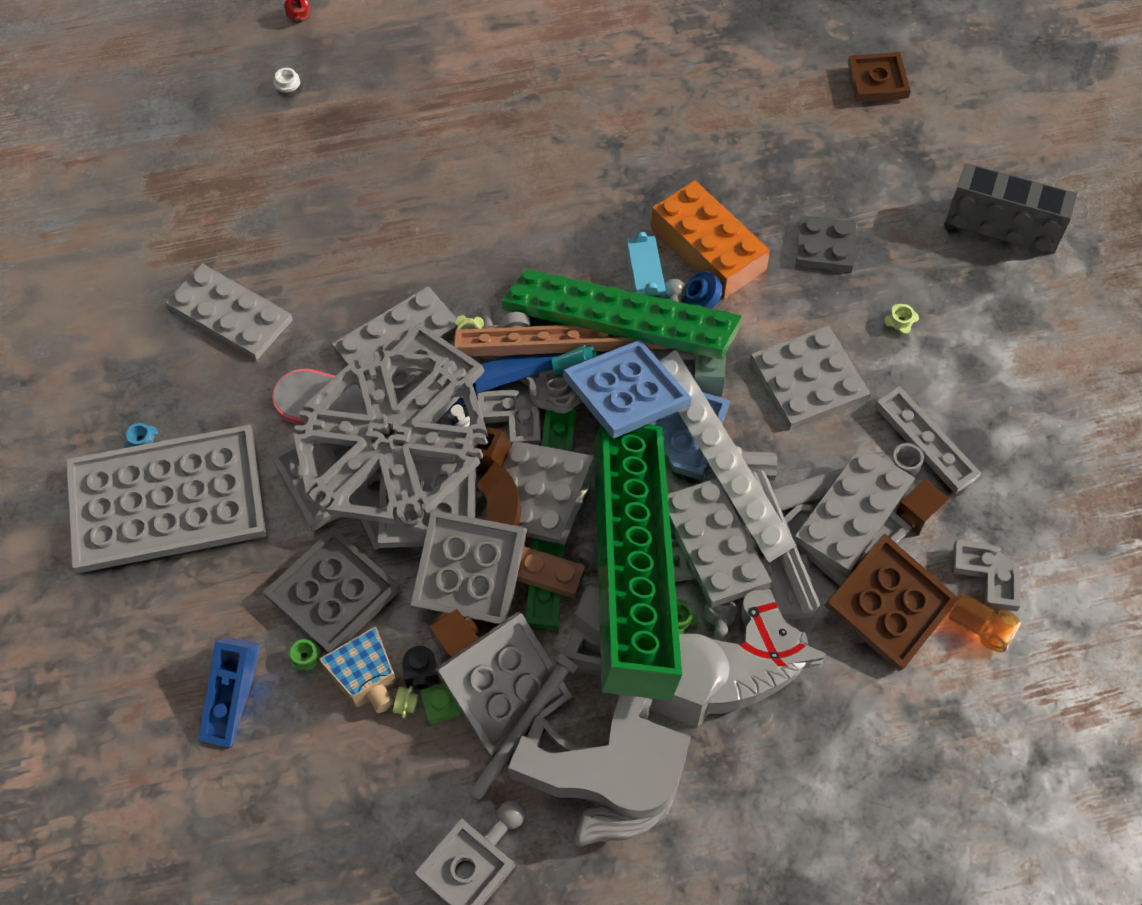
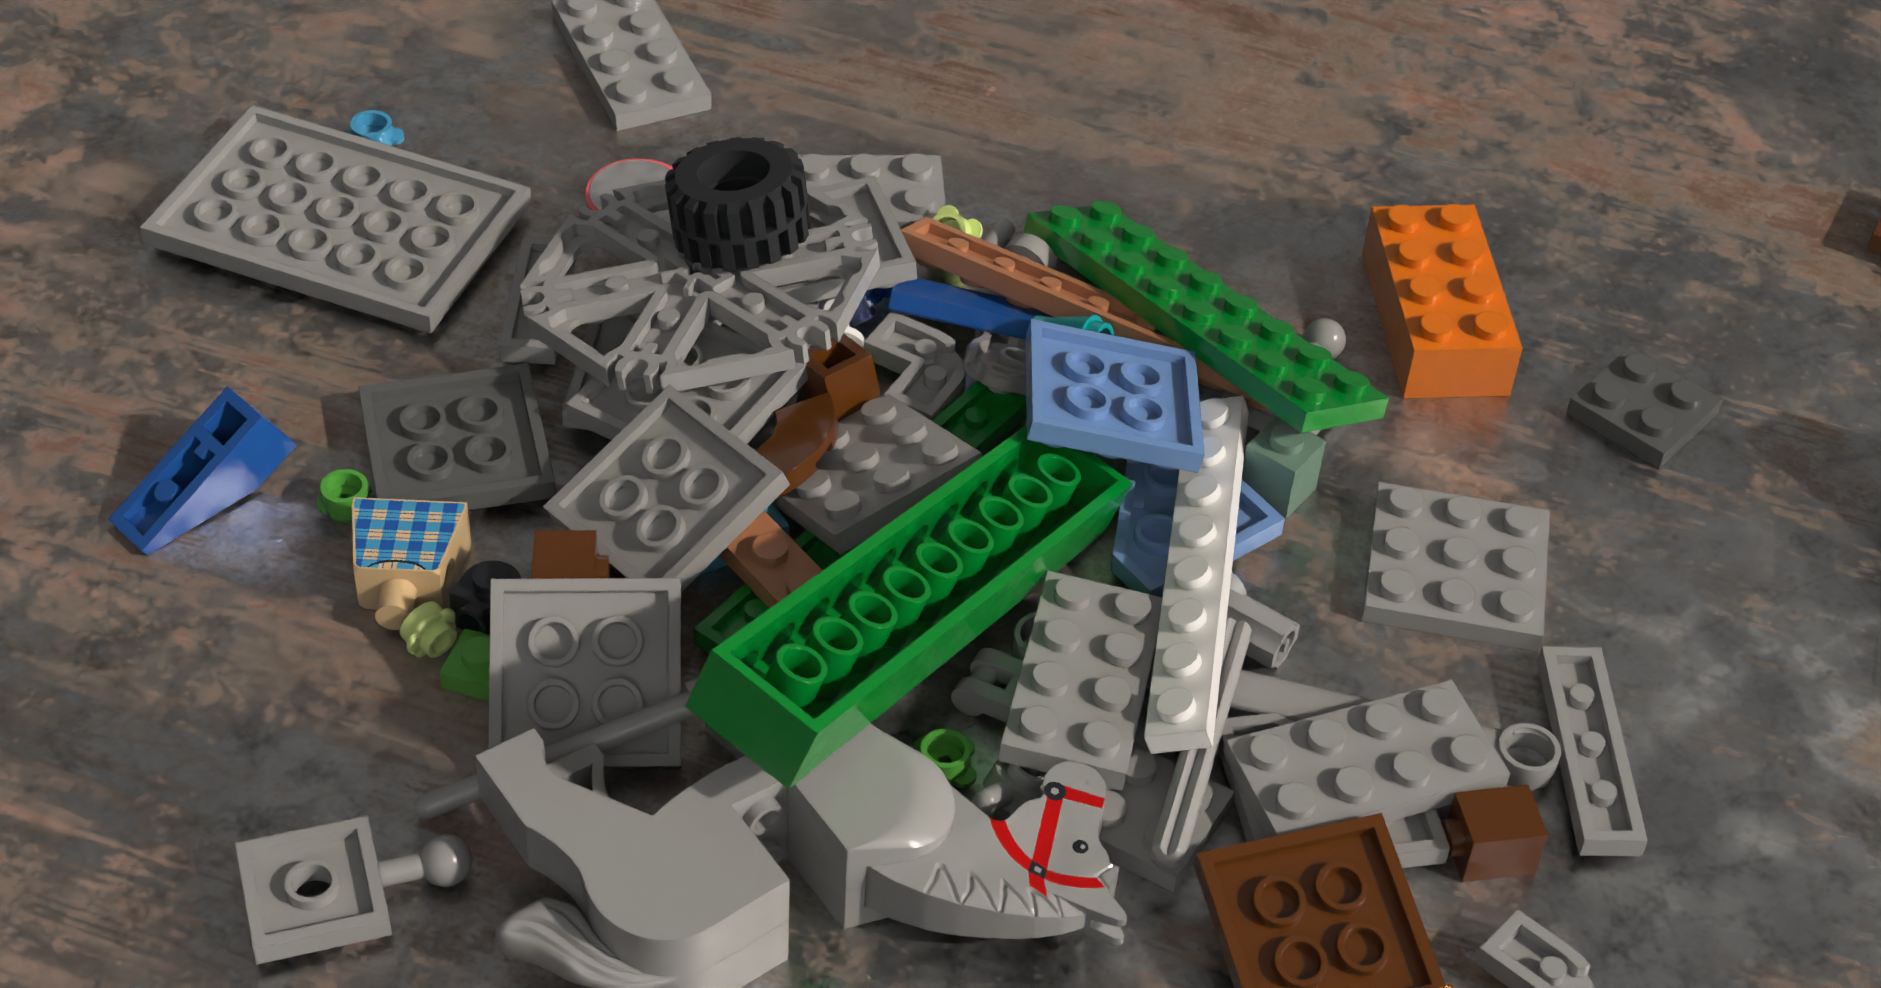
camera: 30 degrees right, 15 degrees down
(379, 371) = (738, 203): none -> black tyre
(645, 266) = (1302, 279): medium azure brick -> none
(703, 290) = (1372, 354): blue plate -> none
(904, 312) = (1692, 564): yellowish green plate -> none

